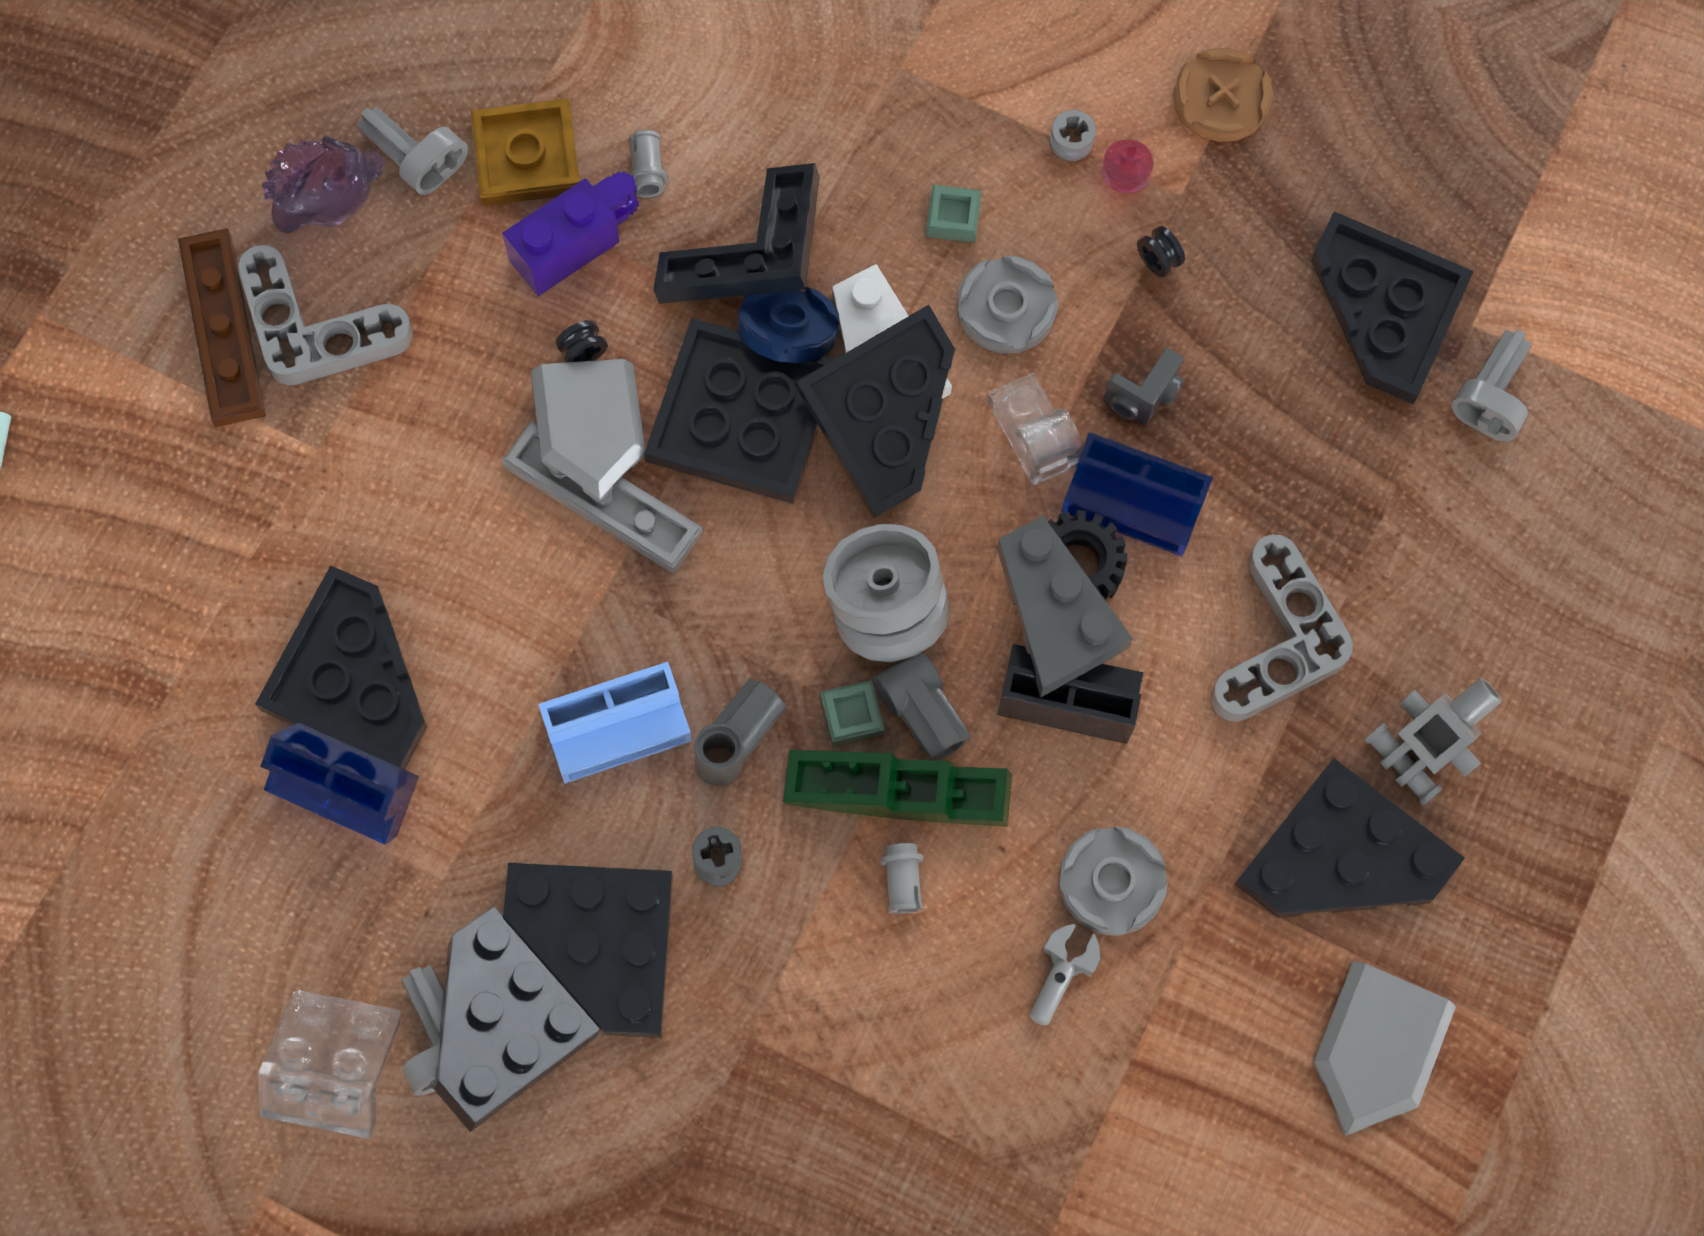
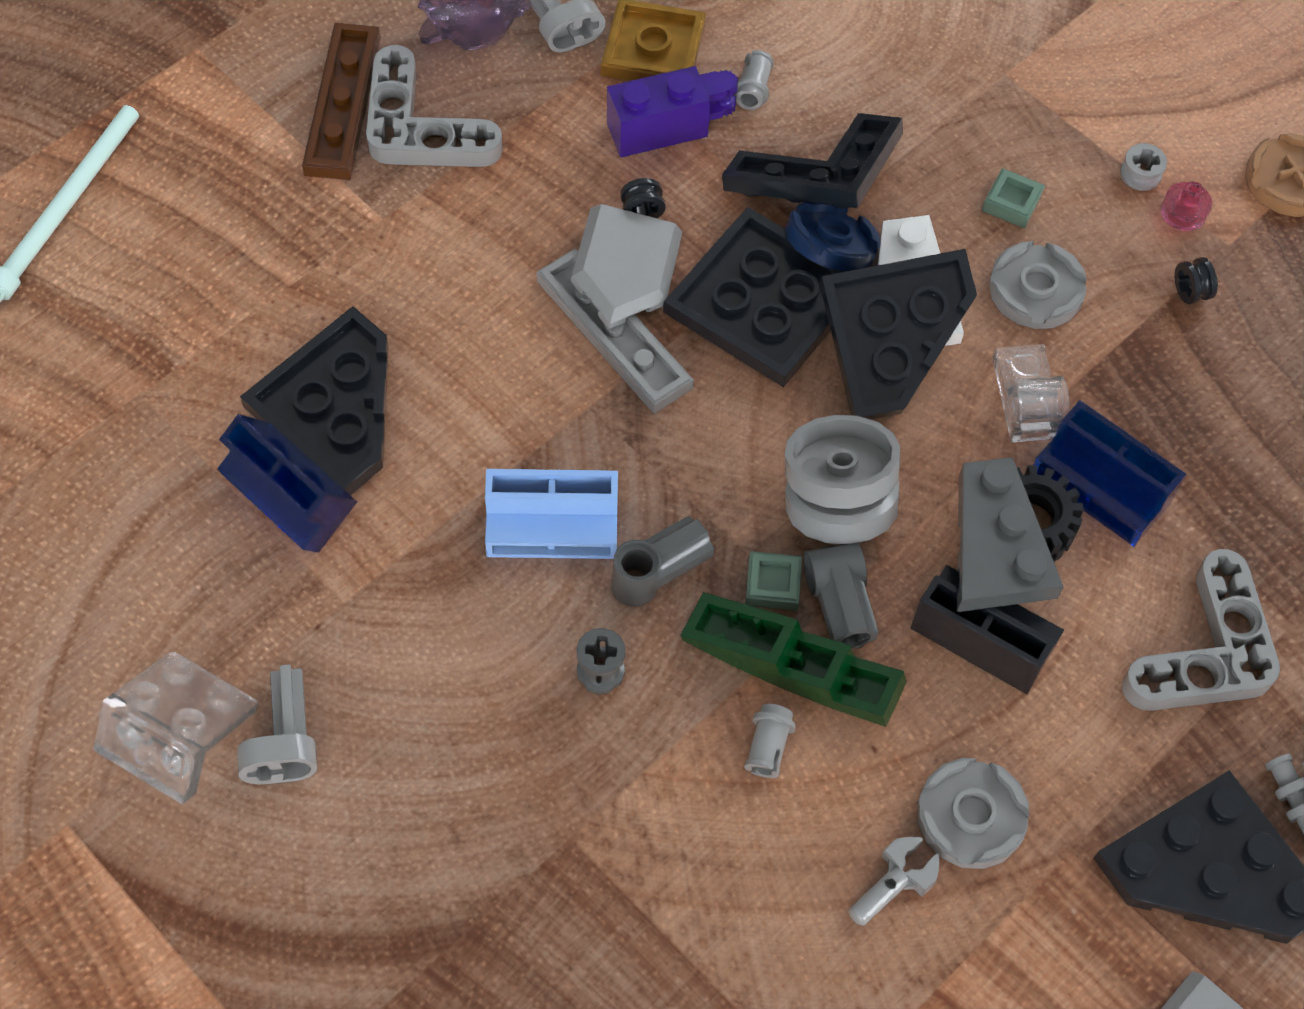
camera: 20 degrees right, 10 degrees down
(501, 1020) = (344, 738): plate -> none
(599, 936) = (465, 699): black plate -> none
(1142, 402) = (1142, 397): dark grey bracket -> none

